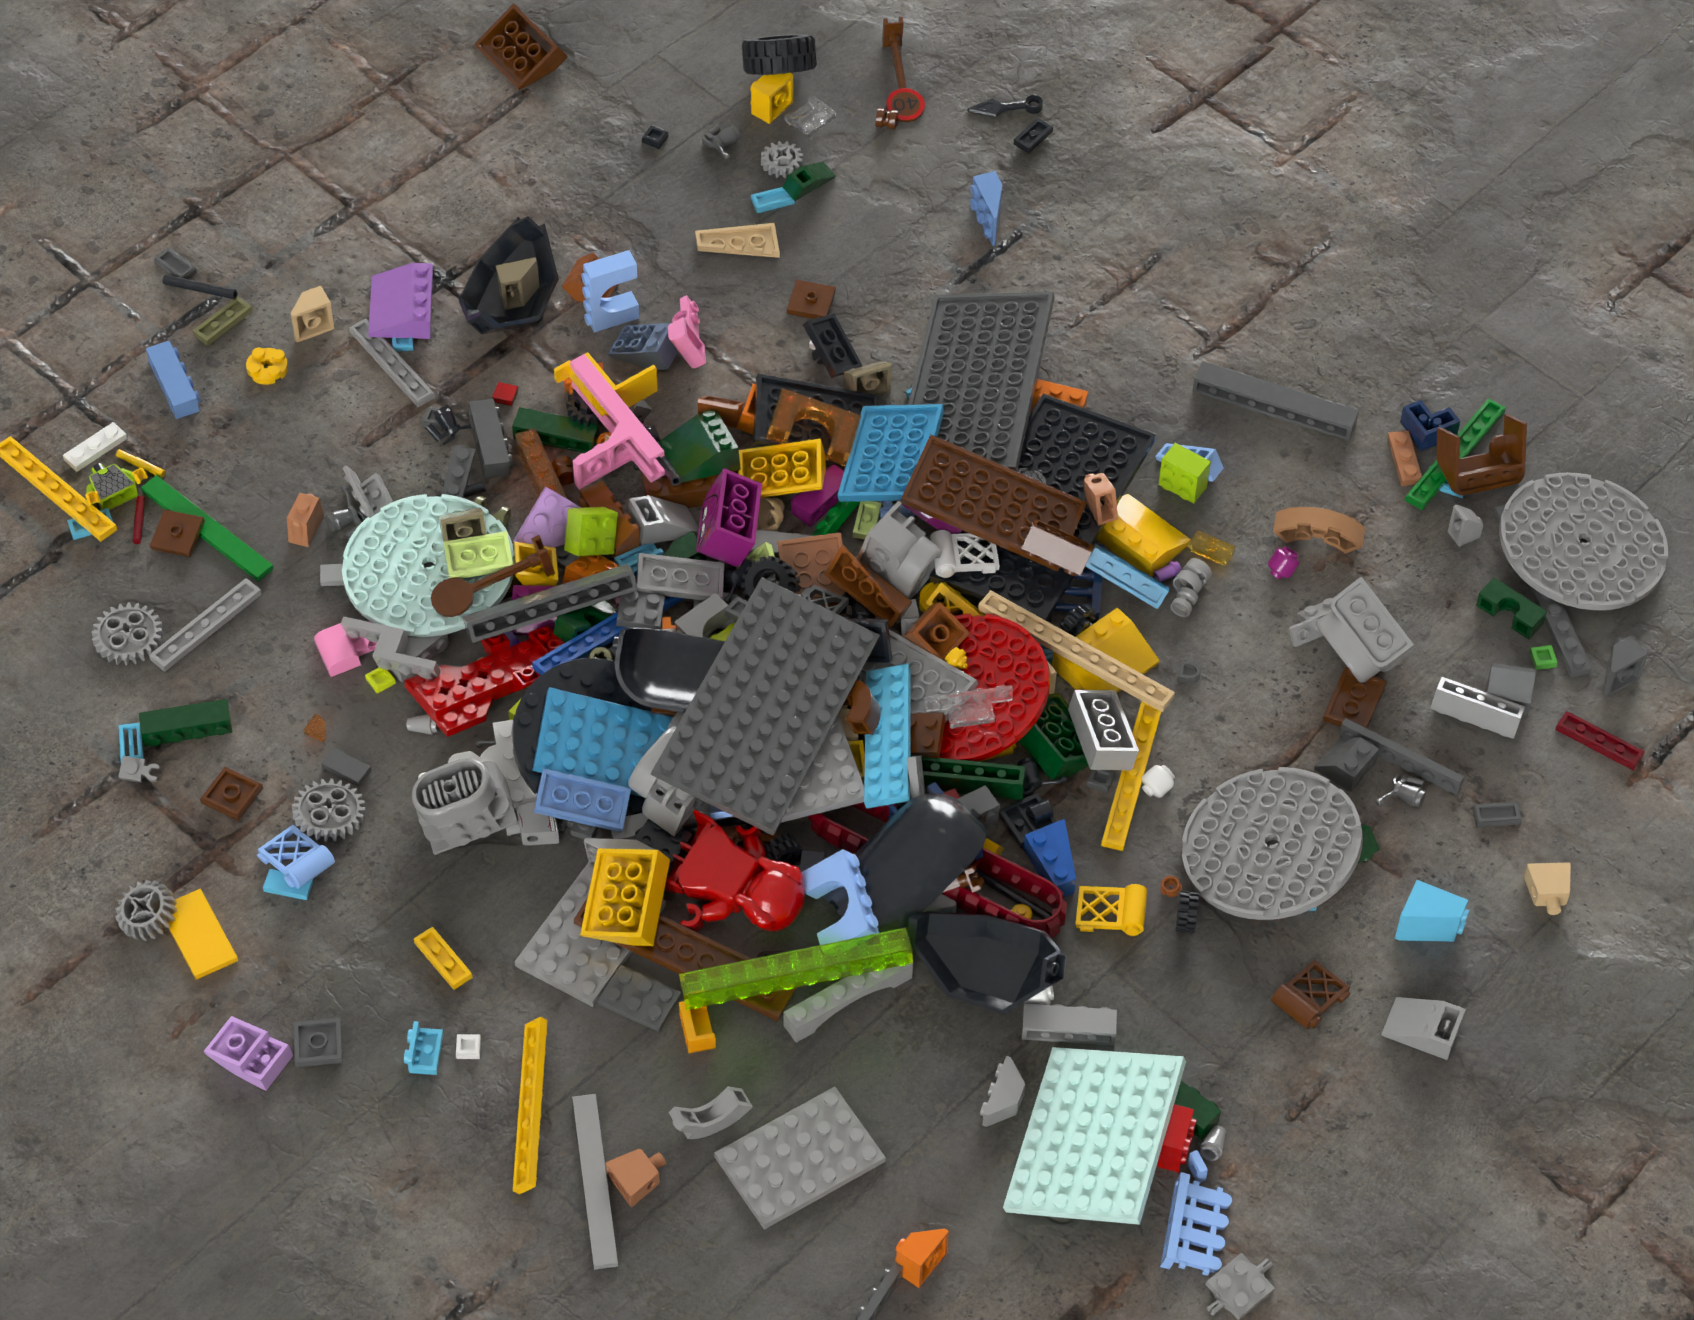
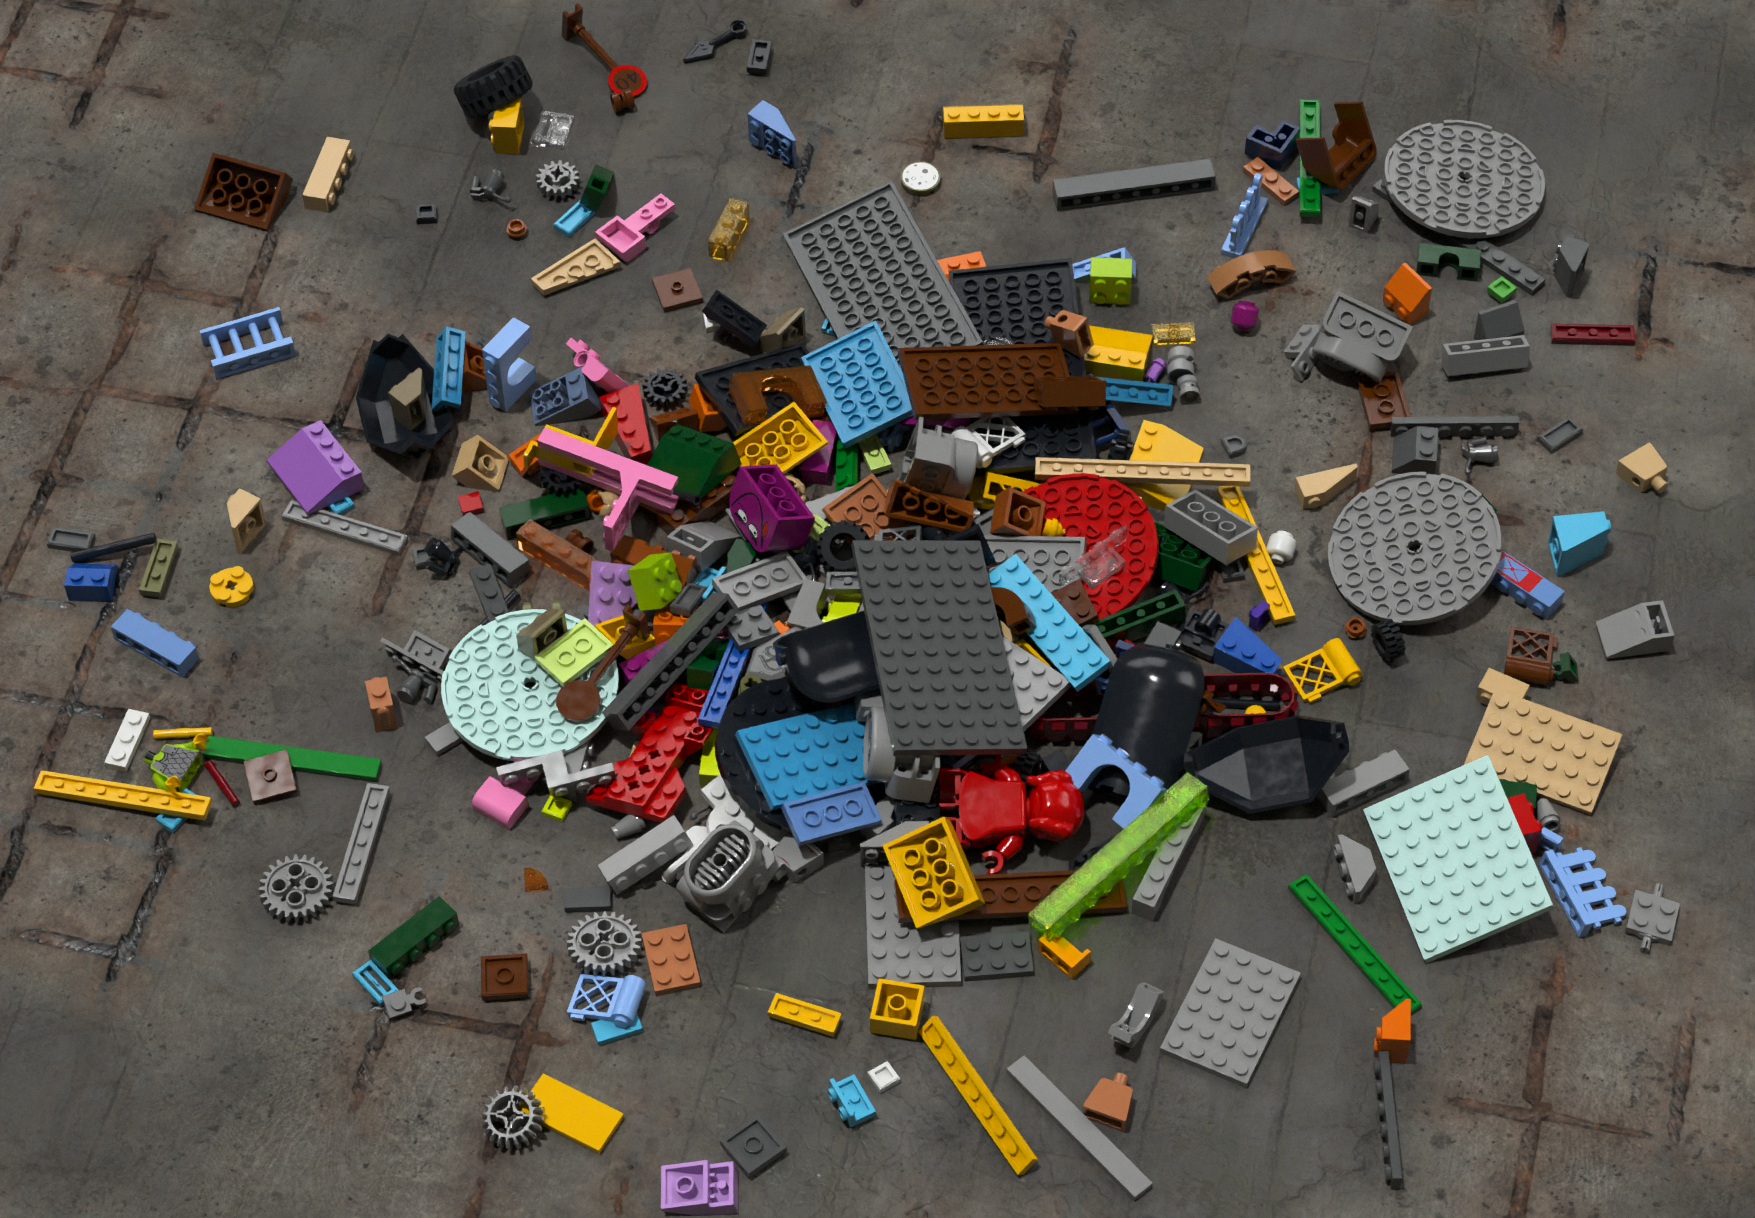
camera: 30 degrees left, 0 degrees up
(162, 305) = (90, 582): none -> blue slope
(373, 853) = (671, 959): none -> nougat plate
(411, 753) = (645, 854): none -> light grey brick
(425, 187) = (249, 358): none -> light blue fence
(518, 995) = (897, 1009): none -> yellow brick
(534, 365) = (480, 465): none -> tan slope
(565, 271) = (448, 368): none -> dark azure fence
(598, 66) = (327, 174): none -> tan brick
(610, 560) = (688, 599): none -> dark grey tile
(681, 389) = (632, 428): none -> wedge
(717, 184) = (516, 228): none -> dark orange plate
(734, 376) = (665, 387): none -> black gear
(799, 232) = (626, 236): none -> bright pink plate
(891, 269) = (728, 229): none -> clear yellow brick
(953, 1161) = (1352, 943): none -> green tile
(1091, 830) = (1258, 615): none -> dark purple plate
(1092, 305) = (920, 178): none -> white tile
(1185, 281) = (983, 121): none -> yellow slope
(1237, 747) = (1320, 487): none -> tan slope
(1254, 1084) = (1546, 749): none -> tan plate
(1258, 1013) = (1502, 682): none -> tan brick
(1336, 1024) = (1568, 668): none -> dark green tile
(1350, 482) = (1246, 221): none -> light blue fence
(1353, 929) = (1527, 586): none -> medium blue brick
(1446, 618) = (1407, 295): none -> orange slope

